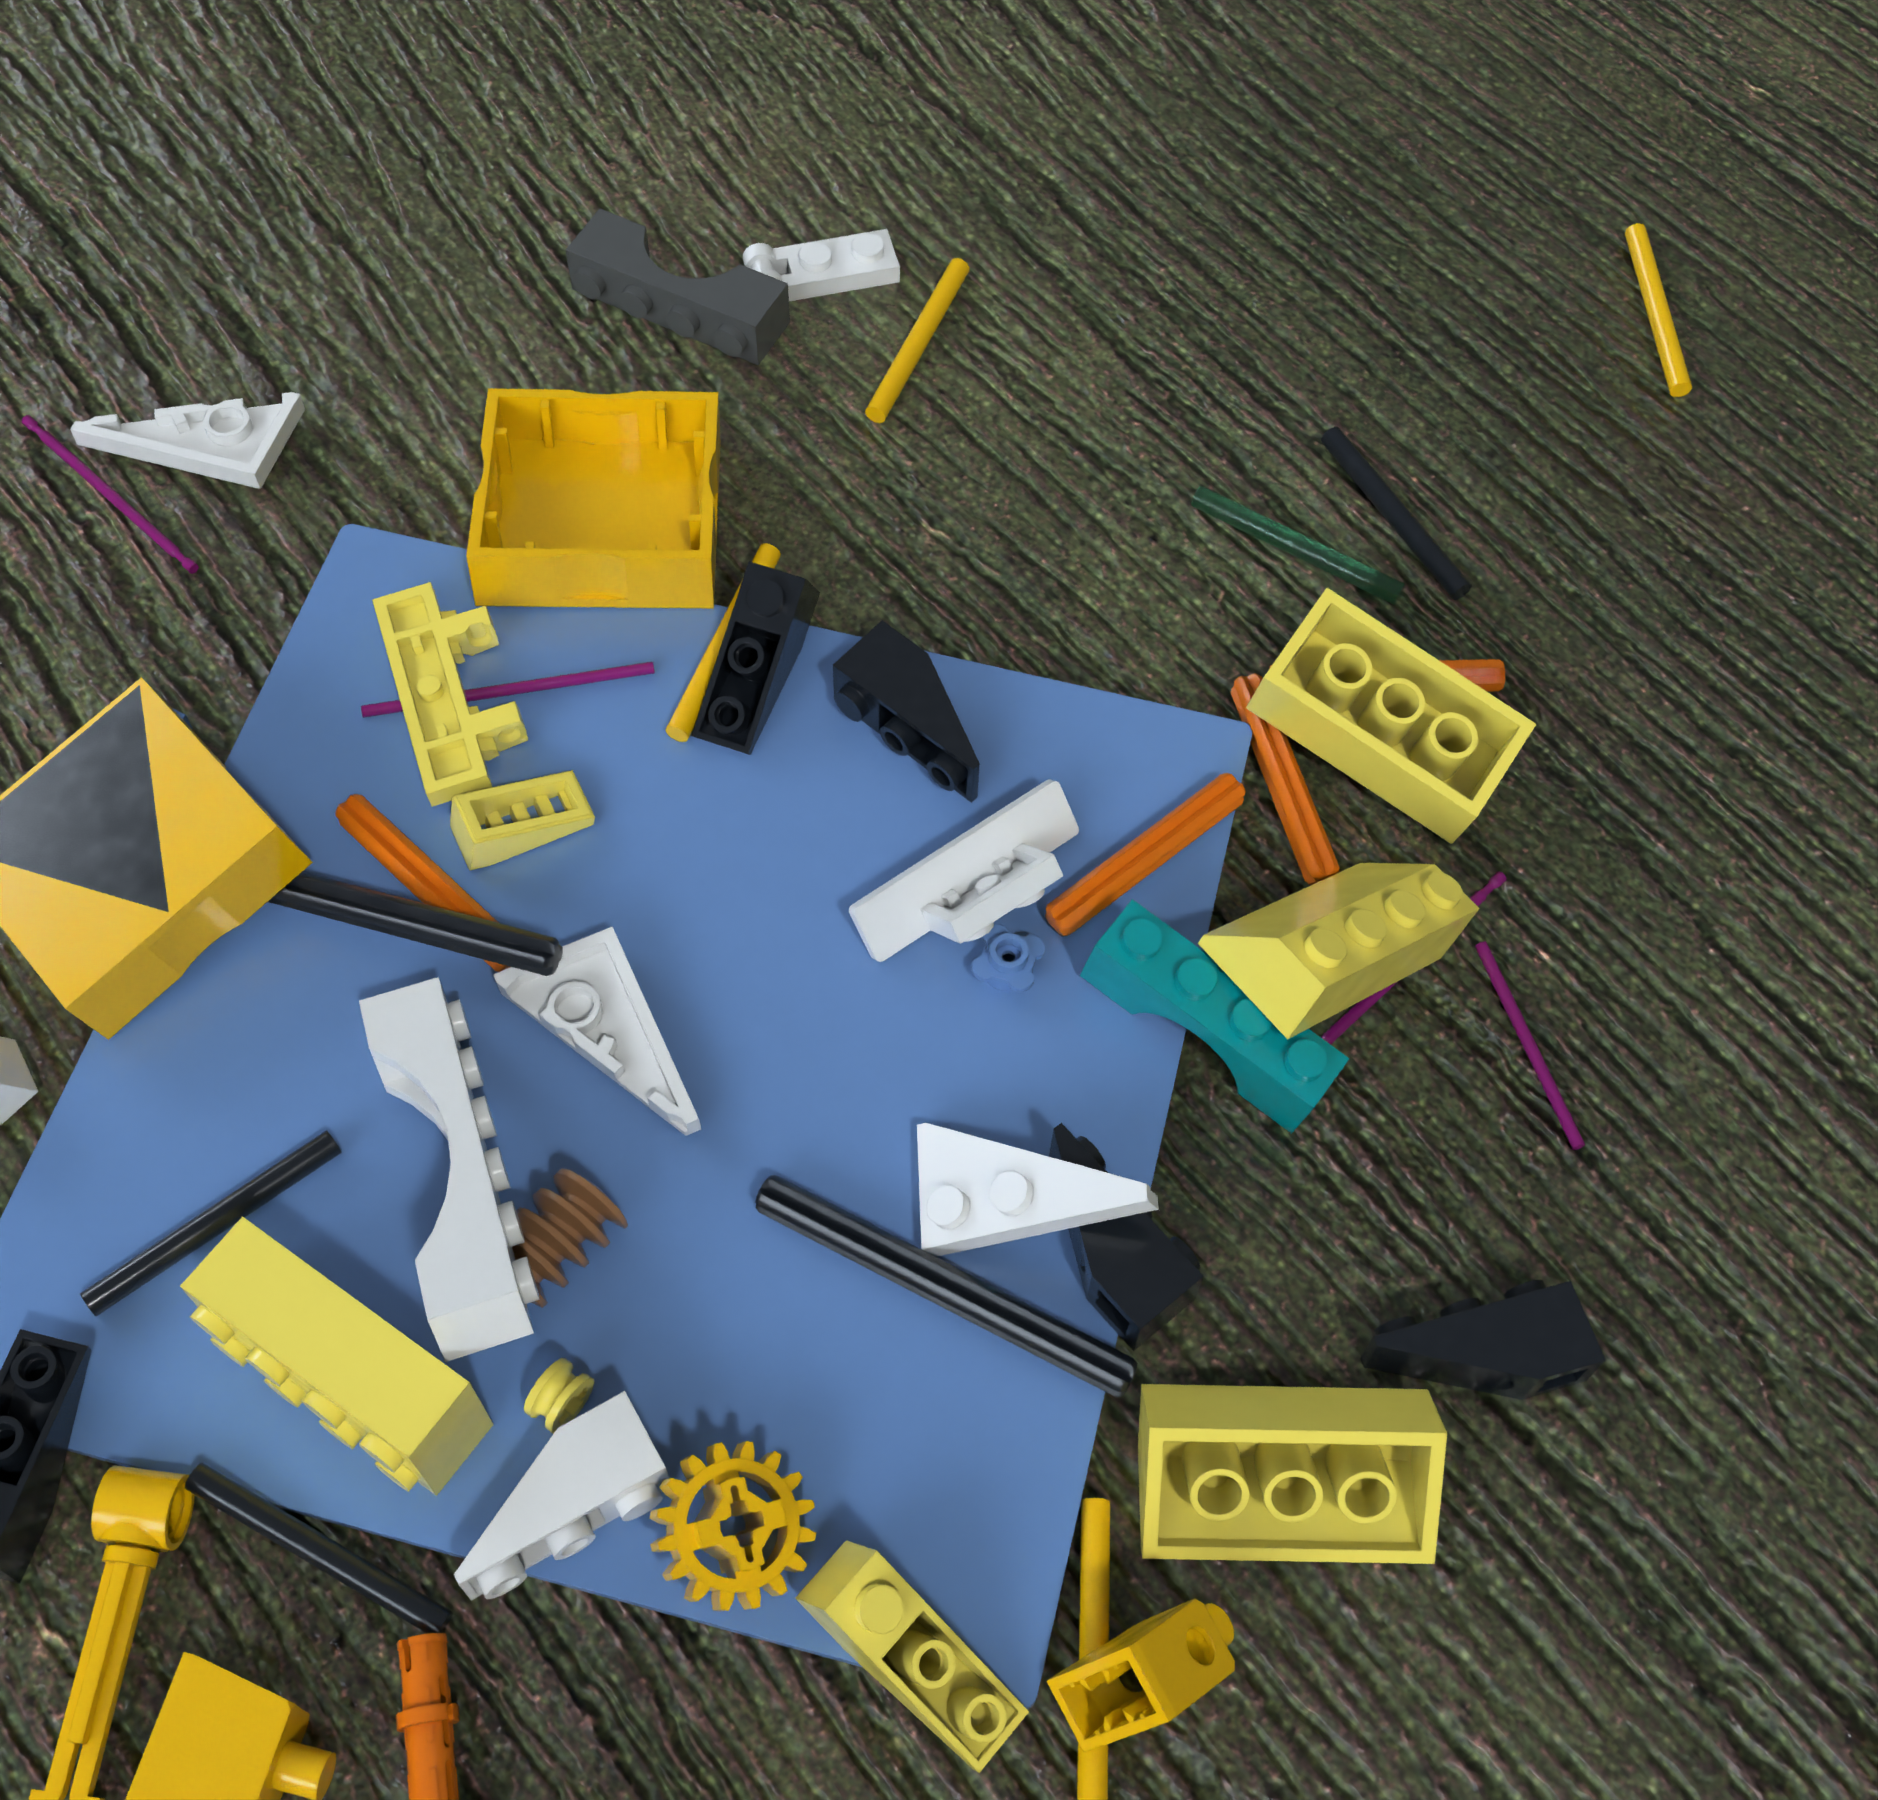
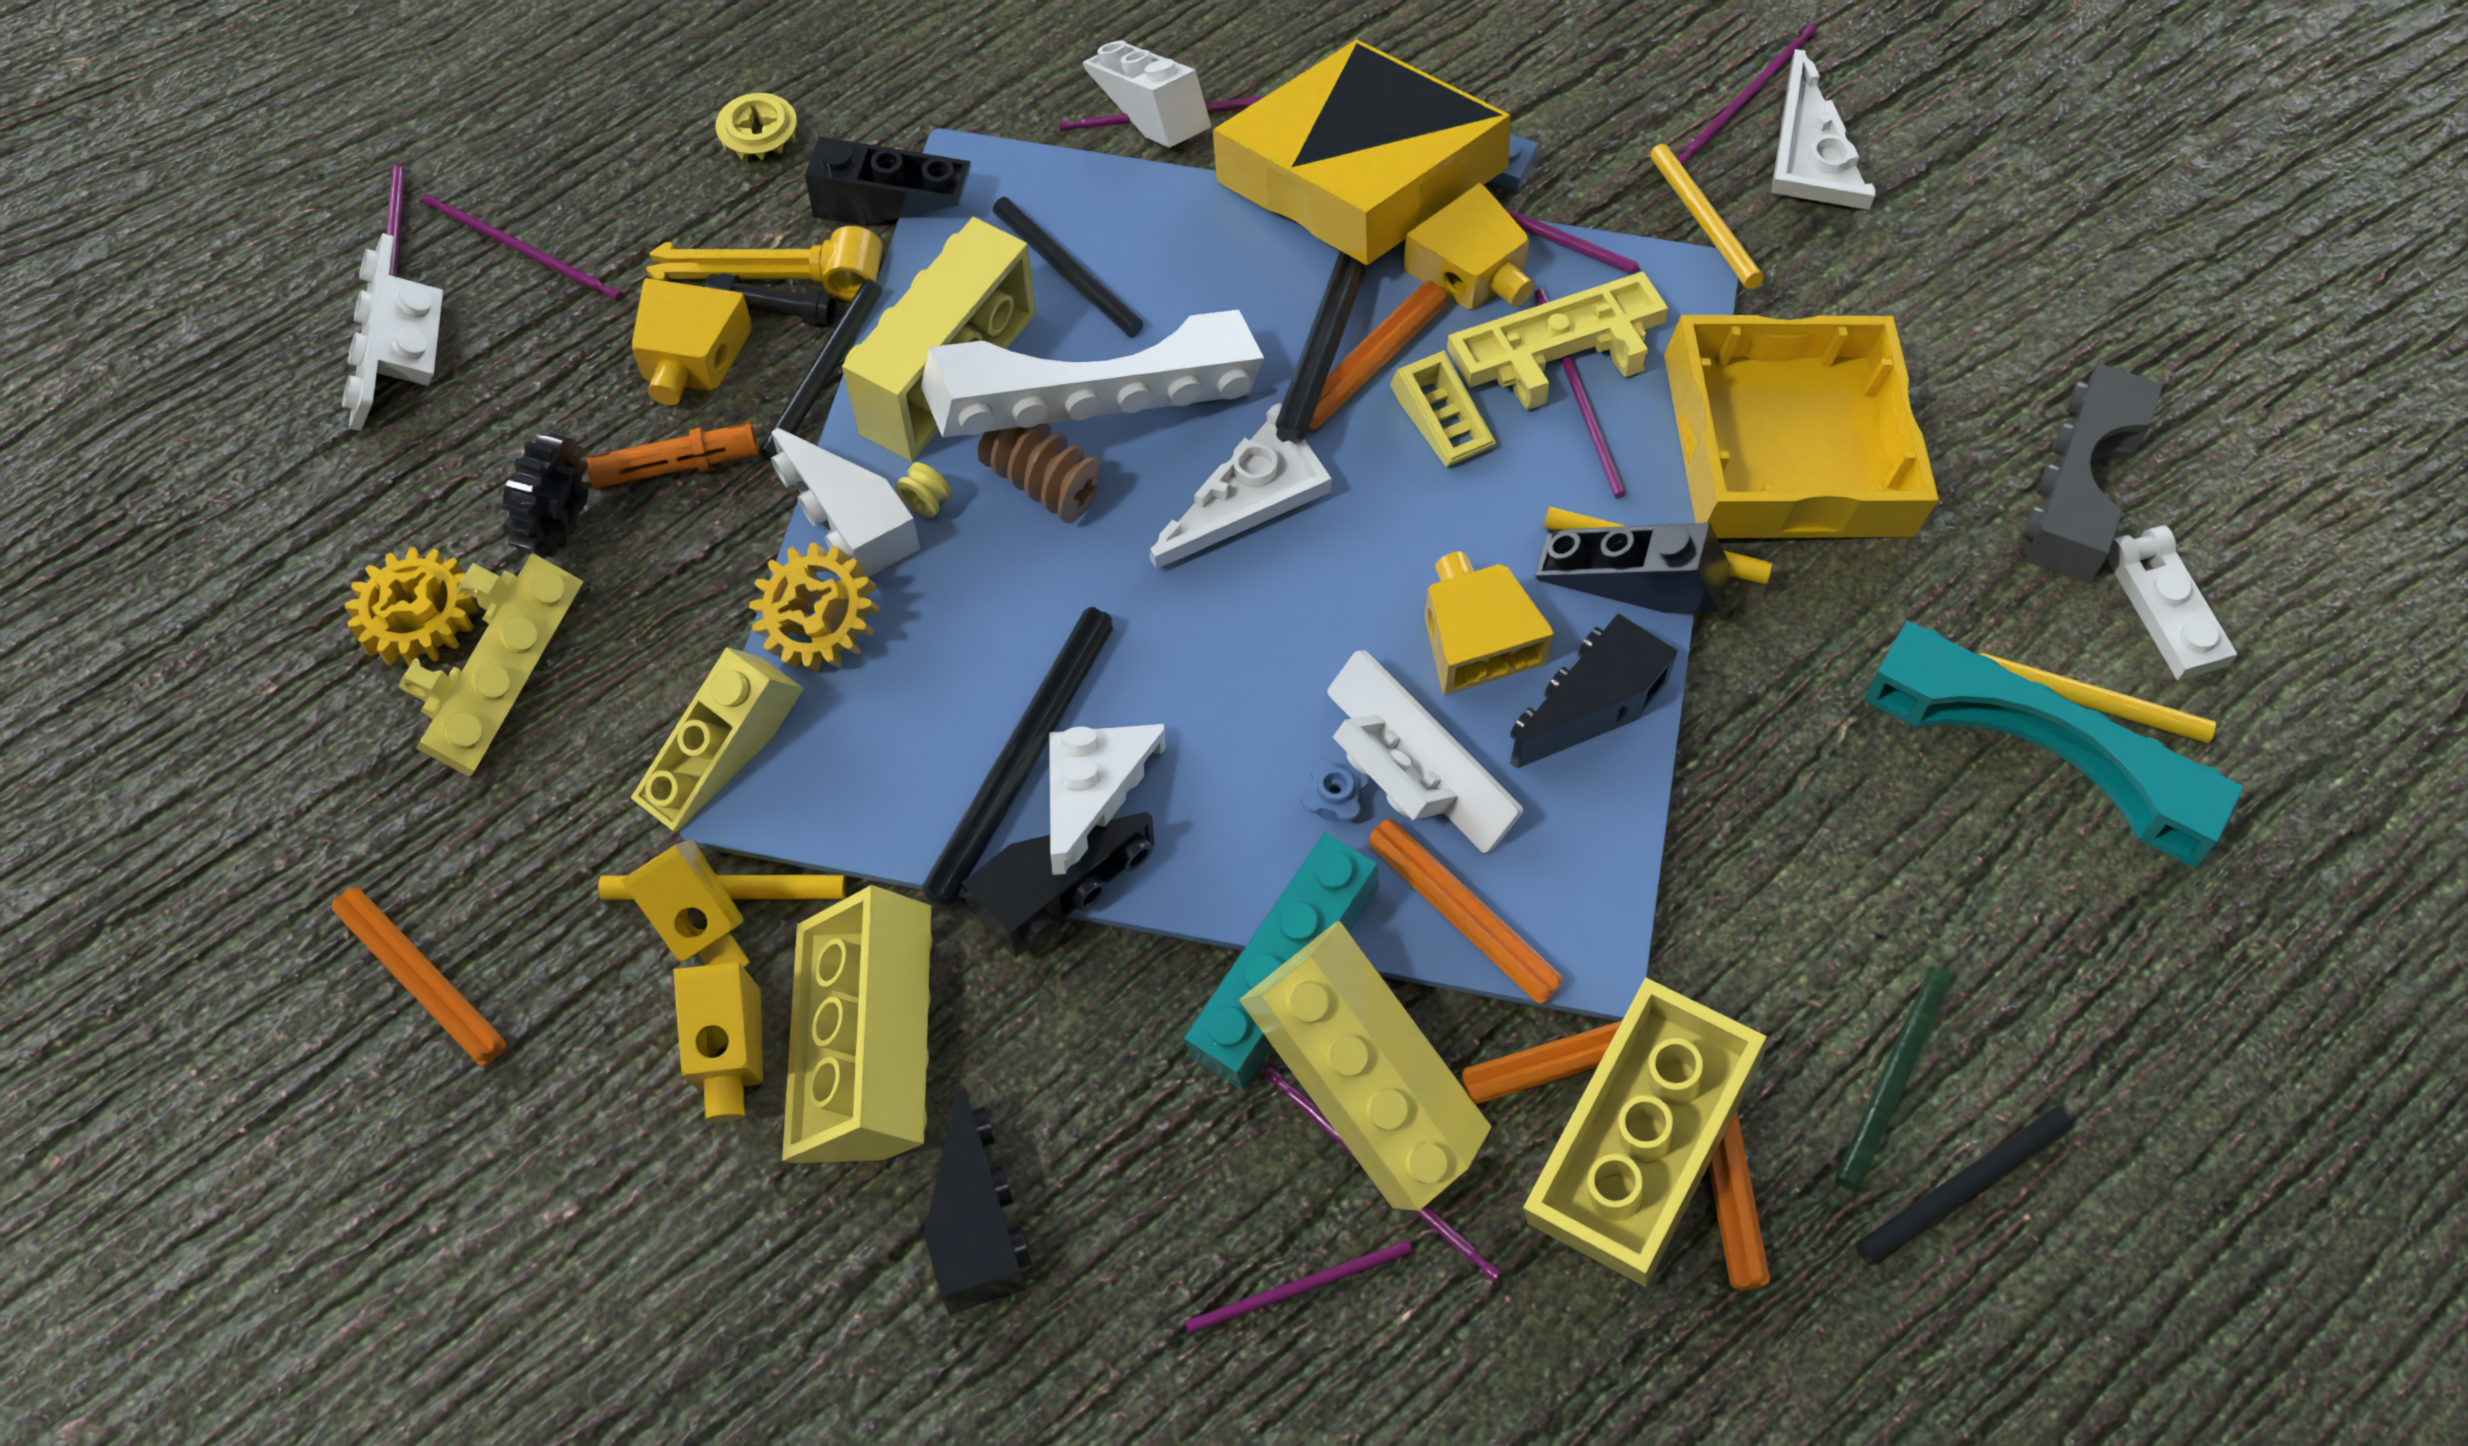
camera: 90 degrees right, 0 degrees up
(198, 1567) = (814, 305): none -> black bar
(286, 545) = (1707, 217): none -> yellow bar
(287, 683) = (1574, 243): none -> magenta axle
(305, 759) = (1471, 251): none -> yellow torso
(817, 802) = (1482, 625): none -> yellow torso
(1029, 307) = (2159, 792): none -> teal arch
(1313, 1623) = (717, 1011): none -> yellow torso

